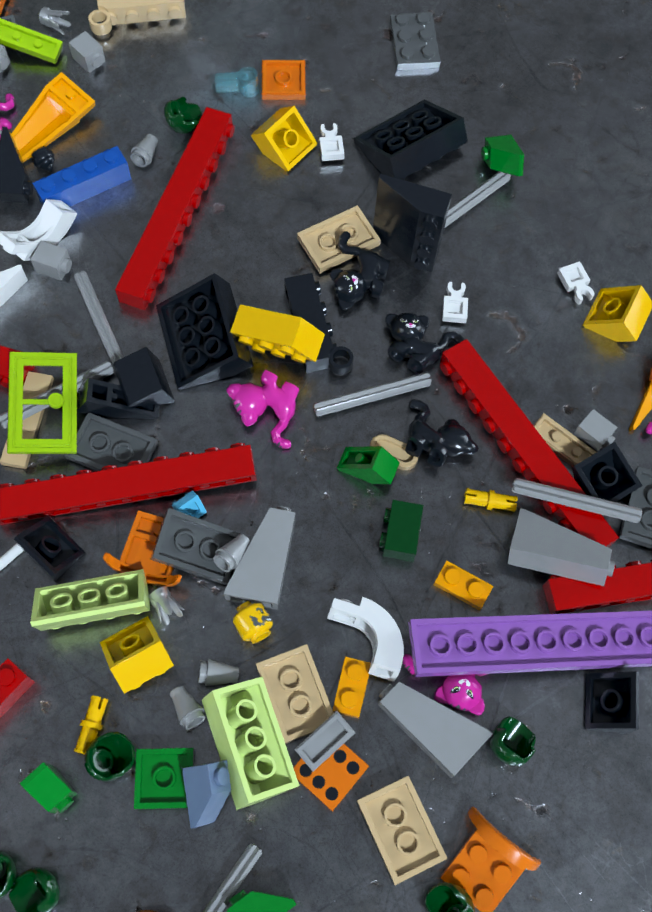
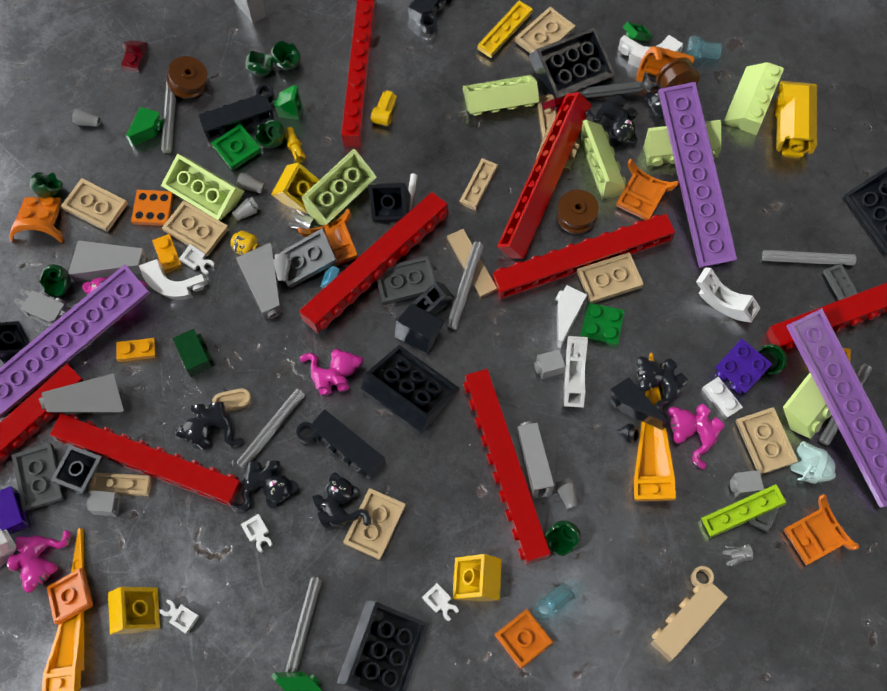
camera: 150 degrees right, 0 degrees up
(68, 402) = (457, 274): lime door -> none
(85, 178) = (584, 433): blue brick -> none
(87, 52) = (684, 542): light grey brick -> none
(98, 316) = (484, 351): light grey axle -> none
(125, 827) = (244, 112): none -> black hinge
(147, 184) = (535, 460): none -> light grey slope
(206, 791) = (209, 153): sand blue slope -> none
(277, 333) = (352, 405): yellow brick -> none
(323, 649) = (195, 258): none -> white plate
(324, 741) = (161, 213): light grey tile -> none
(369, 464) = (240, 376): green slope -> none
(411, 220) = (315, 549): black slope -> none
(490, 499) = (149, 411): yellow pin -> none
(545, 713) = (41, 307): none -> light grey hinge
(577, 500) = (87, 436): light grey axle -> none

